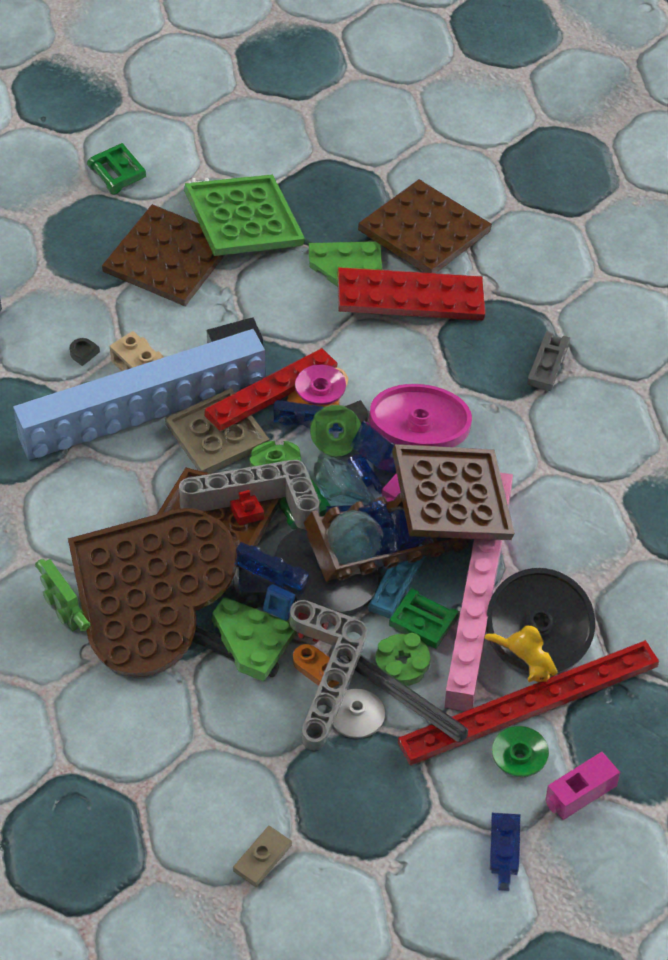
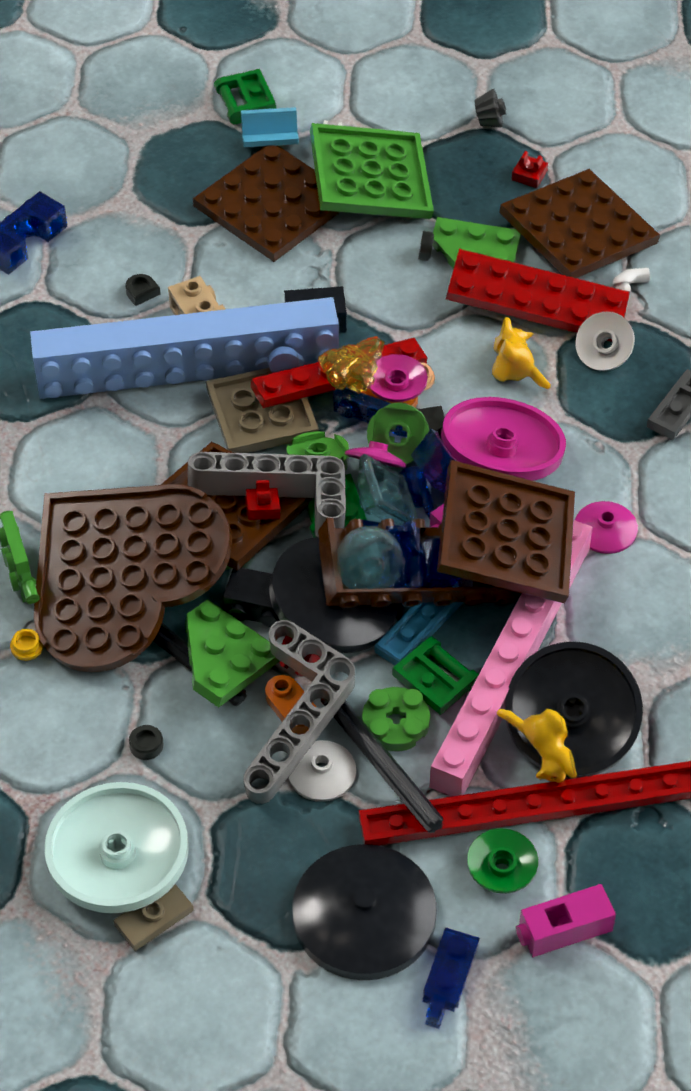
camera: 15 degrees right, 0 degrees up
(88, 665) = (26, 645): none -> yellow plate
(147, 192) = (269, 127): none -> medium azure panel
(211, 722) = (146, 742): none -> pearl dark grey tile
(218, 809) = (116, 847): none -> light aqua dish
(224, 388) = (283, 359): none -> medium blue tile
(270, 567) = (264, 575): clear blue hinge -> none
(278, 602) = (263, 616): blue tile -> none
(284, 381) = (353, 364): none -> clear yellow rock
(307, 269) = (426, 245): none -> pearl dark grey tile
(324, 143) = (490, 109): none -> dark grey piece
(327, 448) = (378, 452): none -> dark pink dish
(371, 189) = (530, 170): none -> red tile
(407, 348) = (514, 357): none -> yellow animal
(425, 815) = (364, 912): none -> black dish
(467, 312) = (595, 332): none -> white dish
(478, 263) = (631, 276): none -> white arm
(525, 478) = (612, 535): none -> dark pink dish

